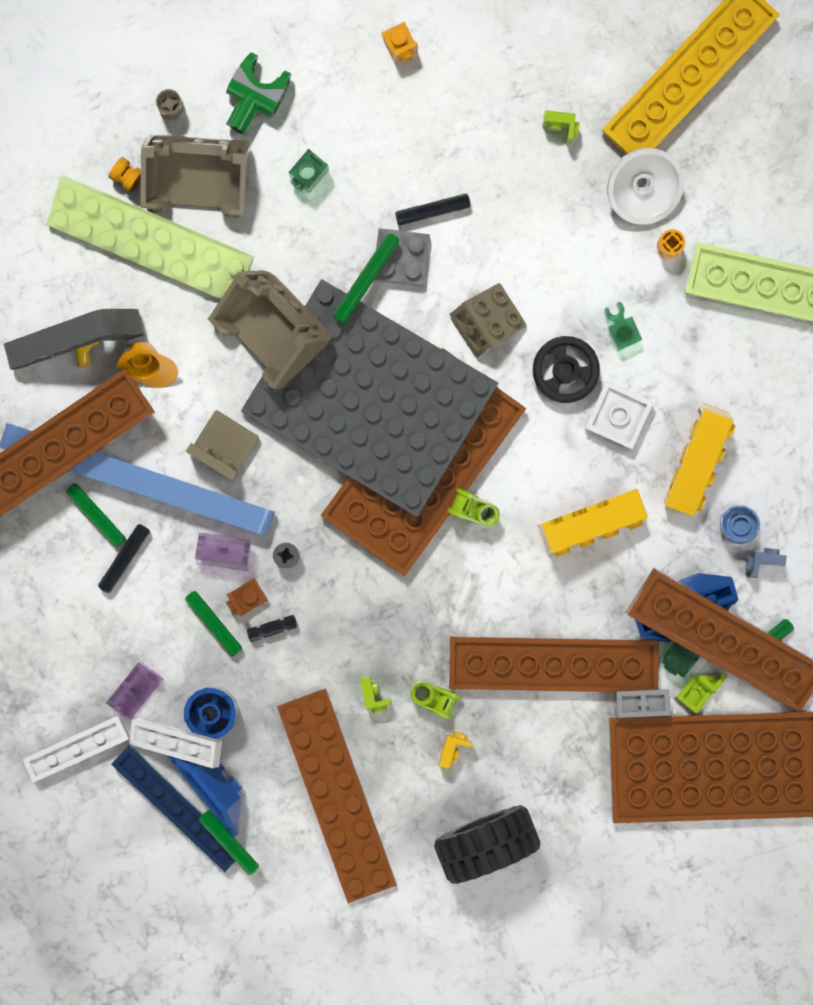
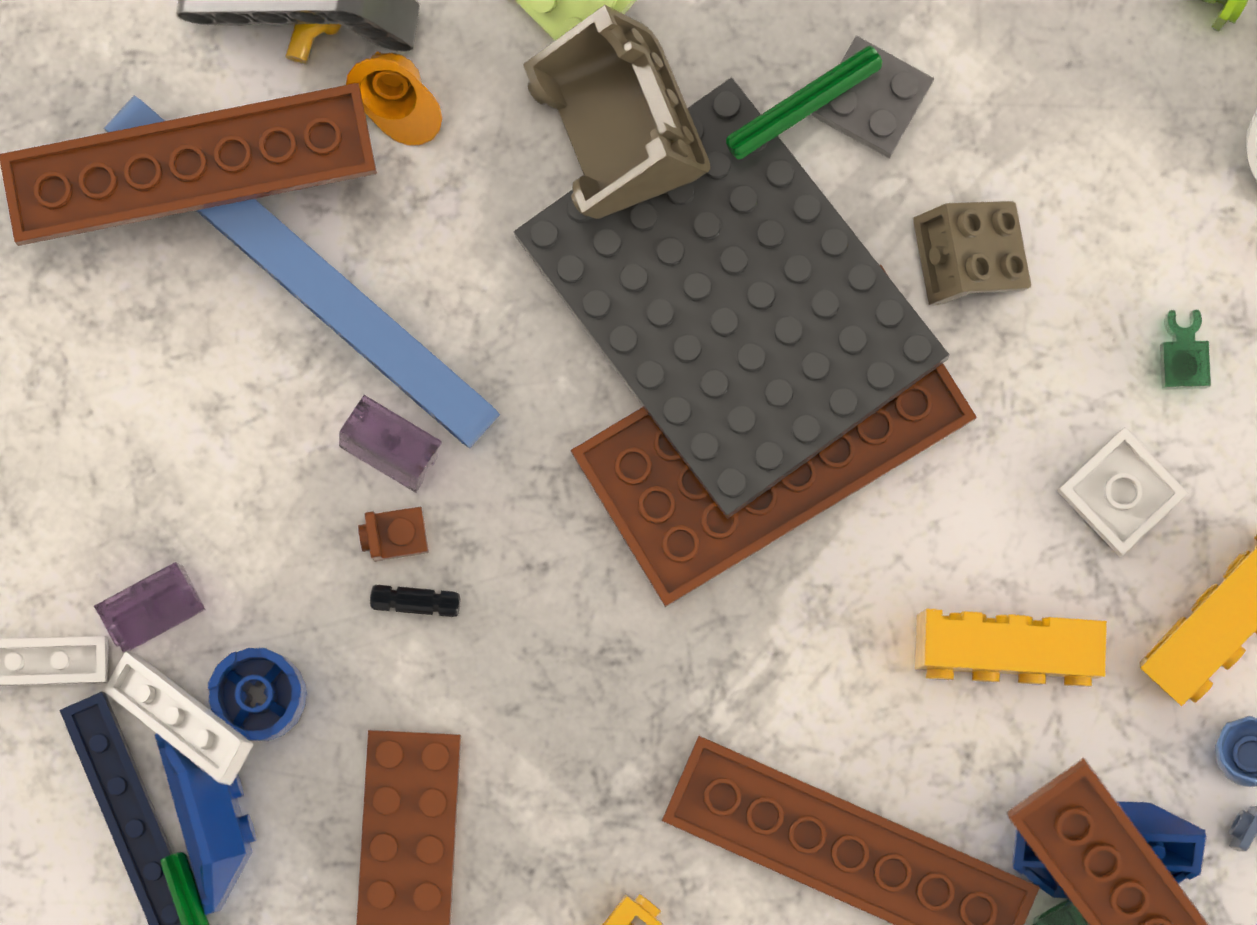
camera: 25 degrees right, 5 degrees down
(95, 514) = (211, 300): green axle -> none
(123, 558) = (225, 388): black axle -> none
(213, 623) = (324, 553): green axle -> none
(223, 445) = (462, 274): dark tan bracket -> none
(290, 556) = (493, 497): dark grey wheel -> none
(369, 690) = (529, 769): lime bracket -> none
(432, 209) = (955, 42): black axle -> none
(436, 699) = (633, 829): lime piece -> none
(470, 507) = (820, 538): lime piece -> none
(588, 373) = (1067, 342): black wheel -> none

